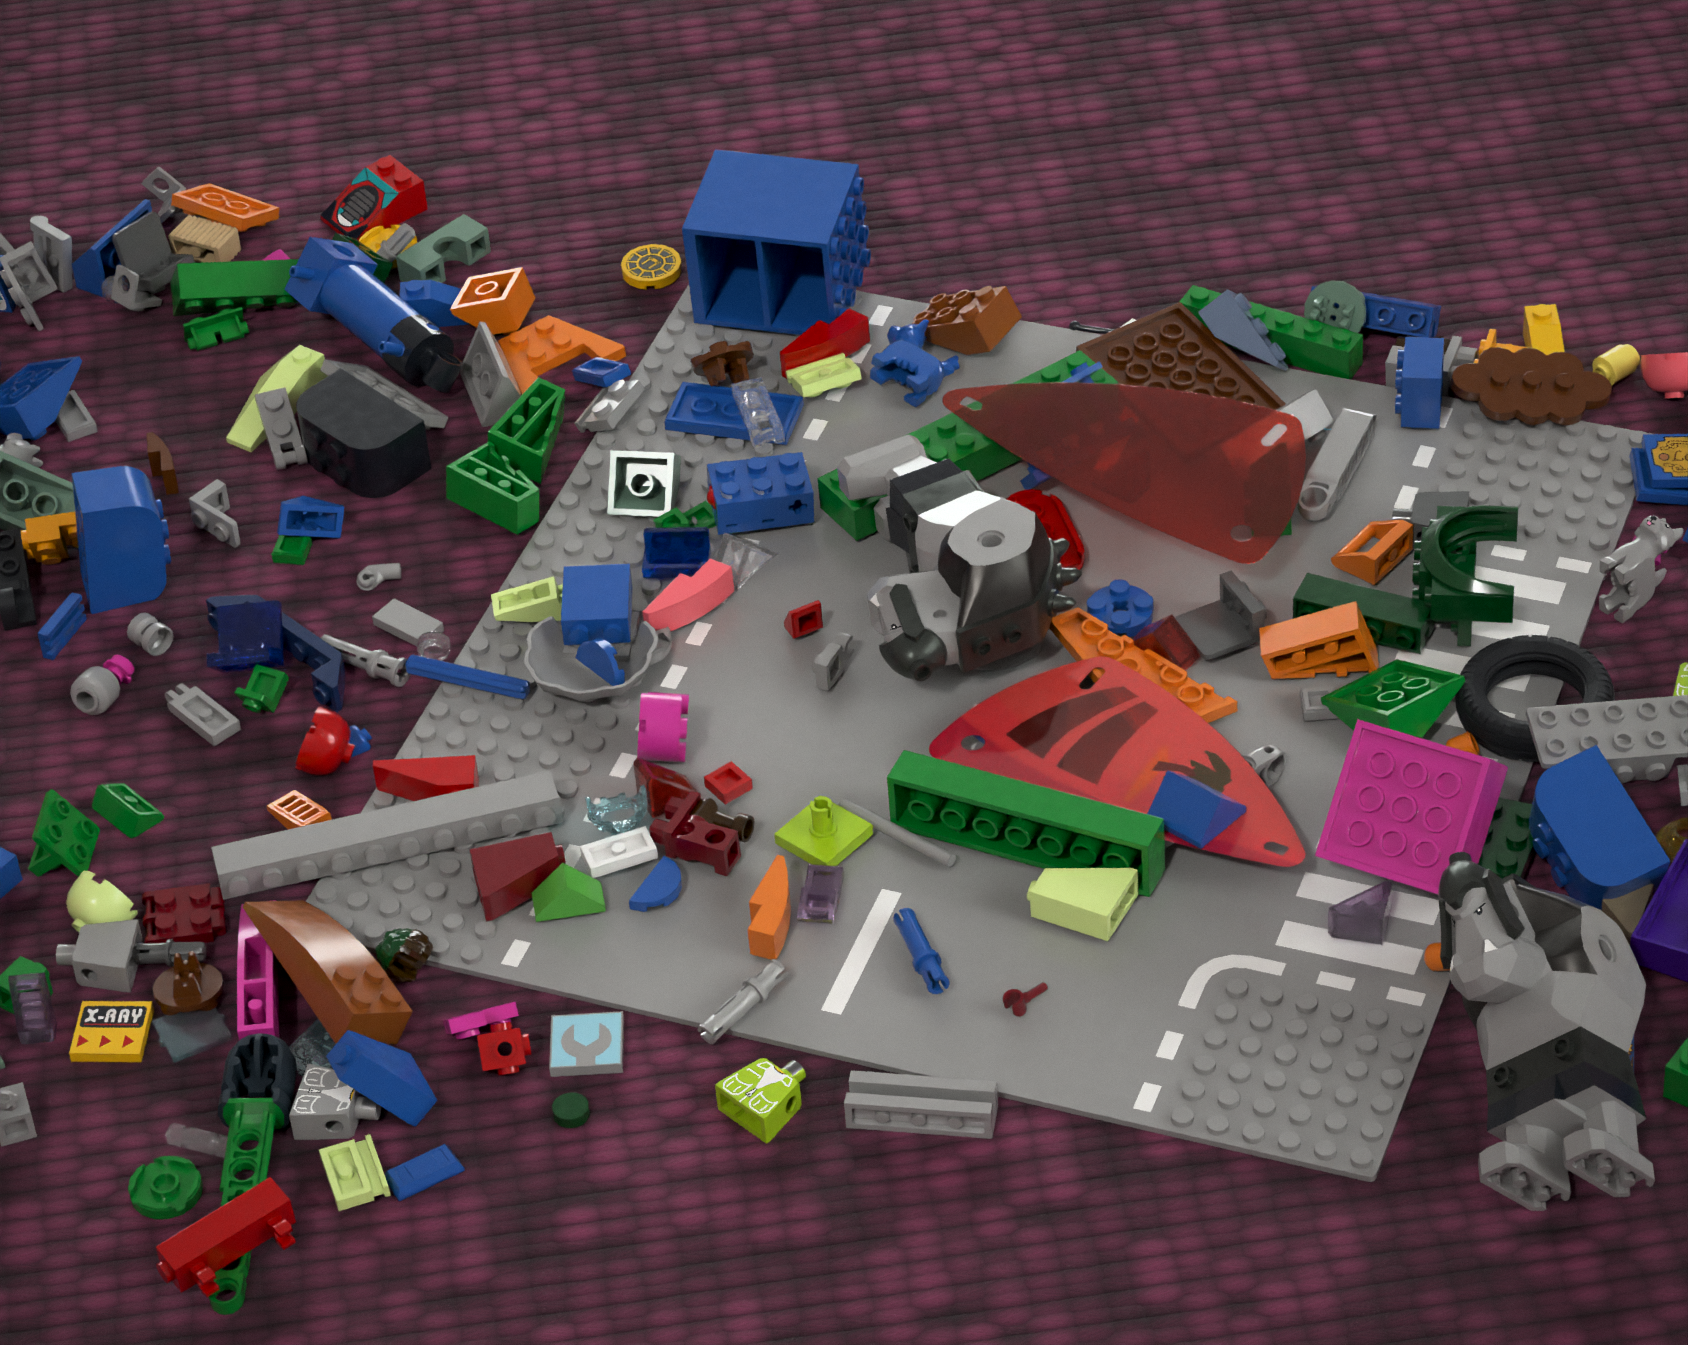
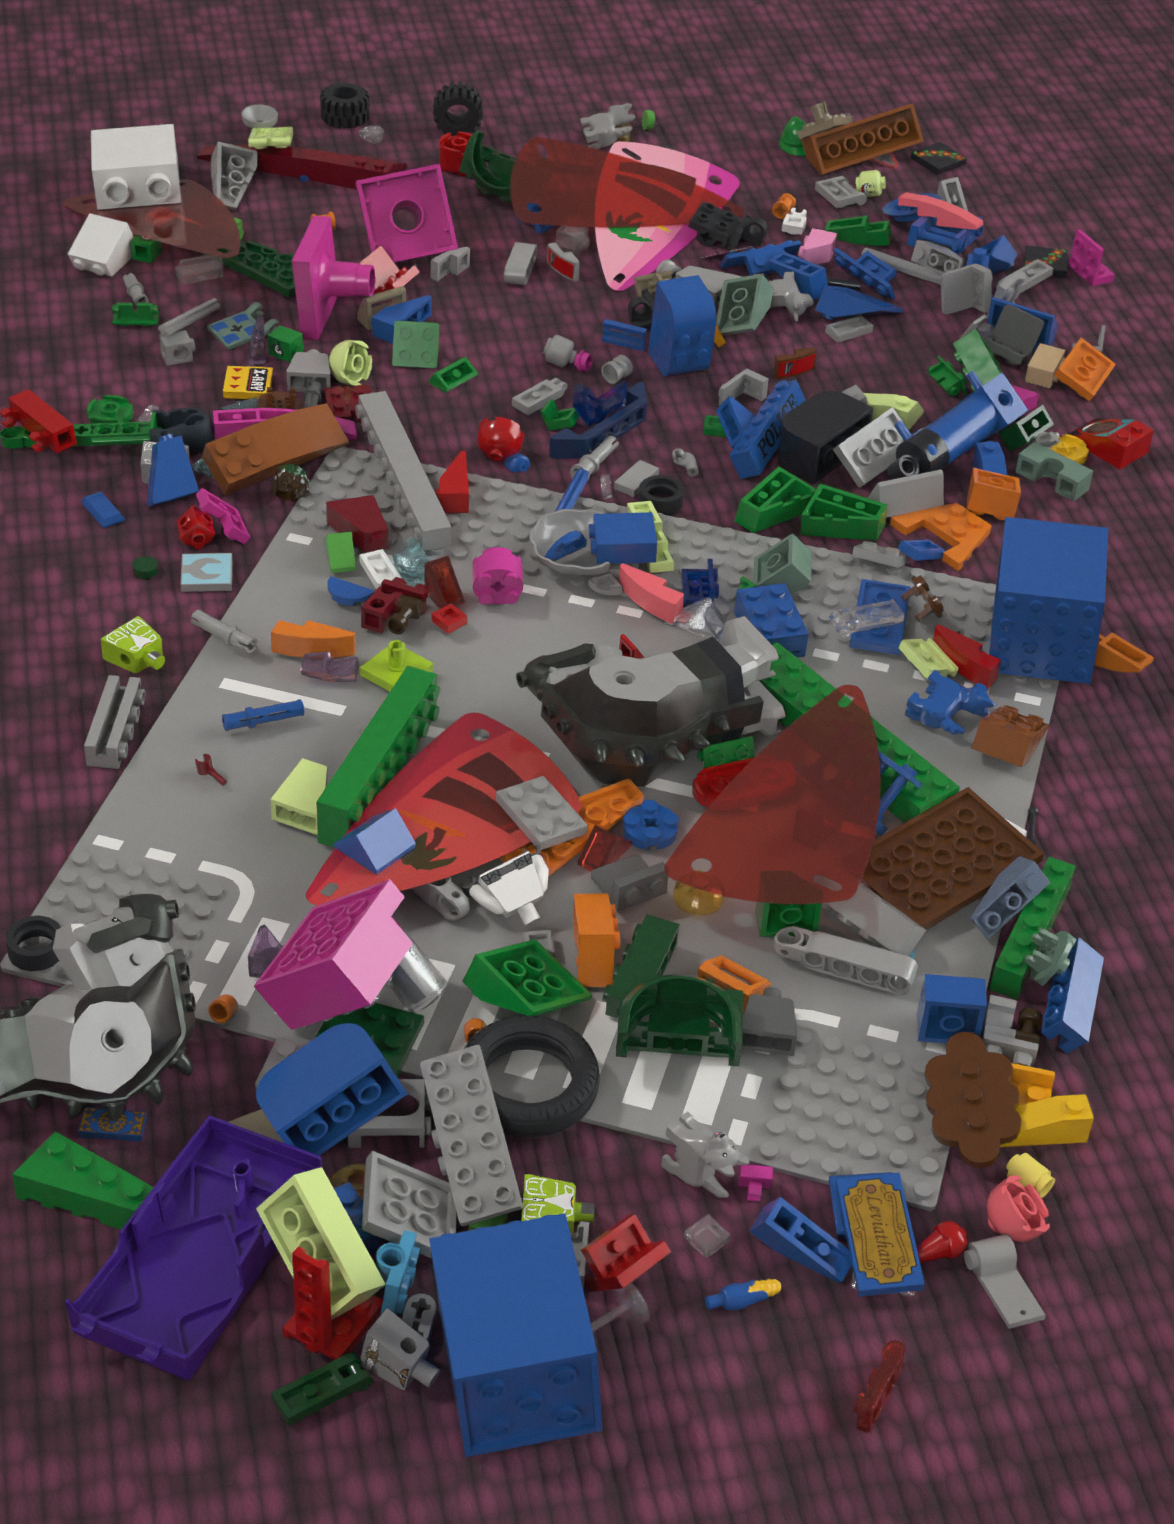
camera: 80 degrees right, 0 degrees up
(306, 813) = (438, 443): orange slope -> none
(354, 1172) = (102, 478): yellowish green plate -> none
(357, 494) = (764, 432): none -> blue brick
(455, 581) = (662, 485): none -> black tyre
(1125, 681) = (541, 812): none -> light grey plate
(1212, 568) = (696, 900): none -> clear yellow piece
(1247, 702) = (512, 886): none -> white torso
(1351, 1148) = (32, 927): none -> black tyre

